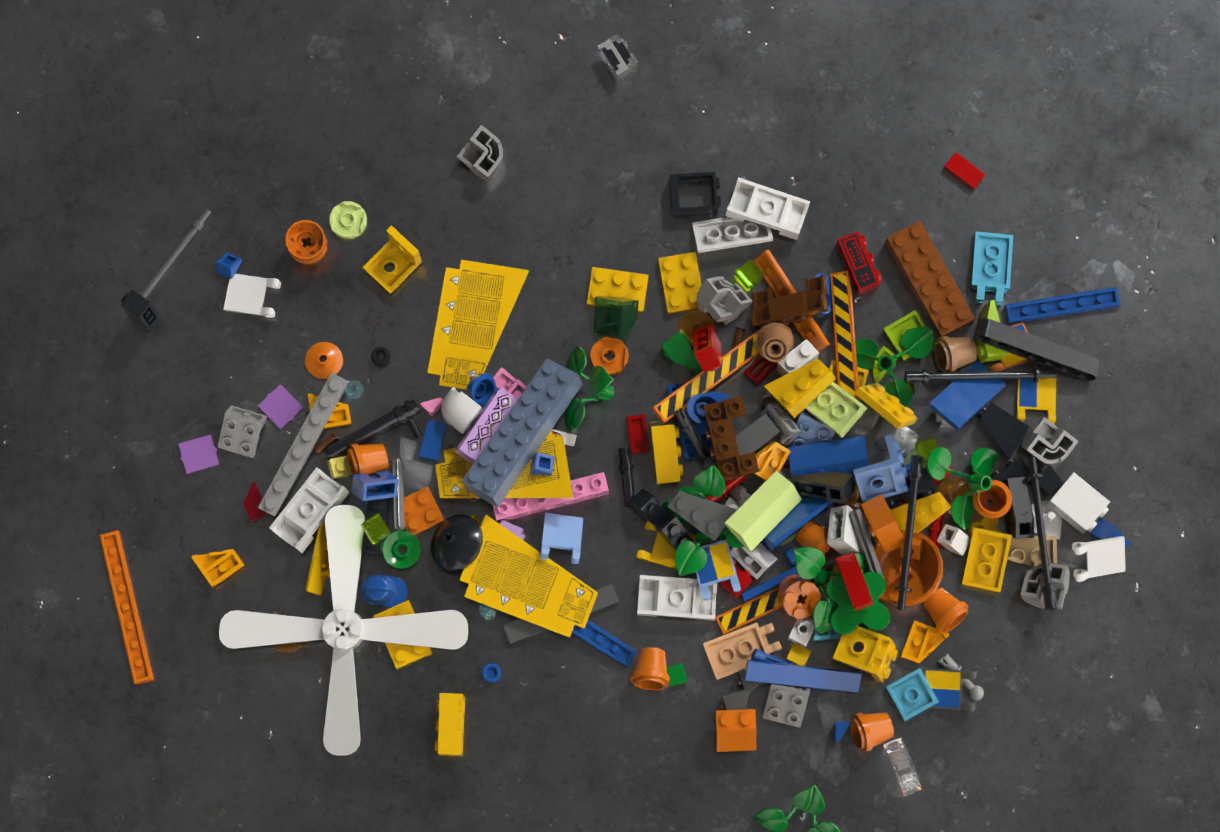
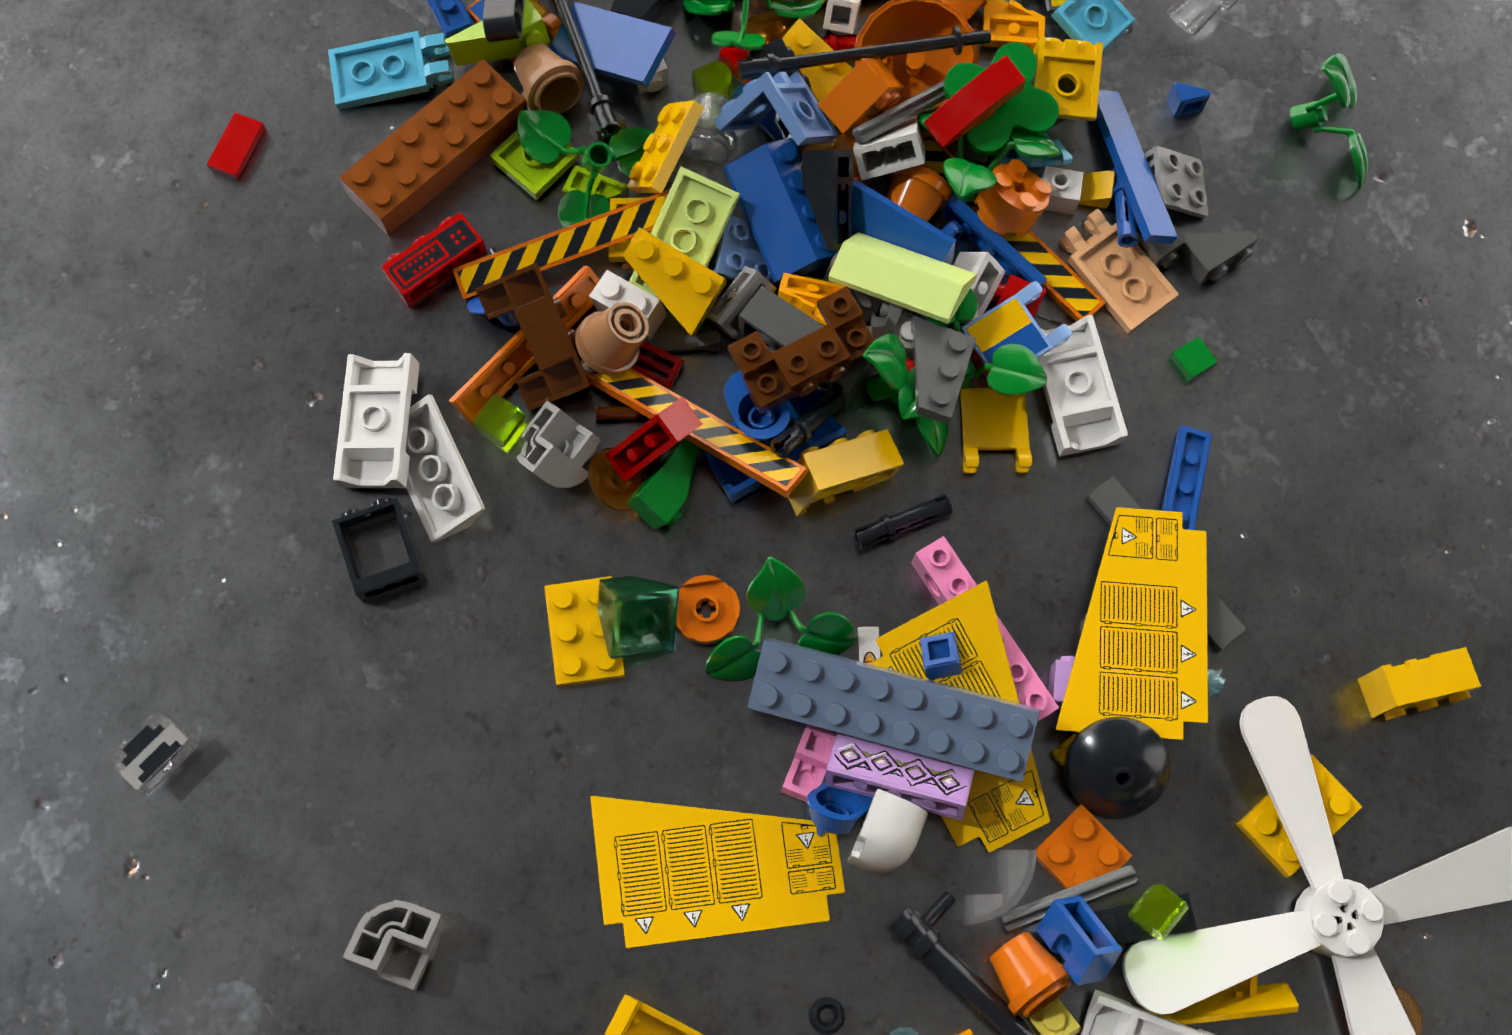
camera: 110 degrees left, 5 degrees down
(384, 590) = (1236, 873): blue piece -> none
(397, 540) = (1174, 852): green dish -> none
(432, 406) = (891, 889): bright pink slope -> none
(432, 440) = (948, 870): blue tile -> none
(491, 672) = (1303, 646): blue tile -> none
(562, 533) = (1038, 595): light blue flag -> none
(638, 434) = (824, 526): red tile -> none
(650, 669) = (1208, 390): orange piece -> none
(662, 520) = (960, 443): black arch -> none
(680, 282) = (542, 530): yellow plate -> none
(735, 730) = (1253, 233): orange slope -> none
(870, 729) = (1172, 53): orange piece -> none

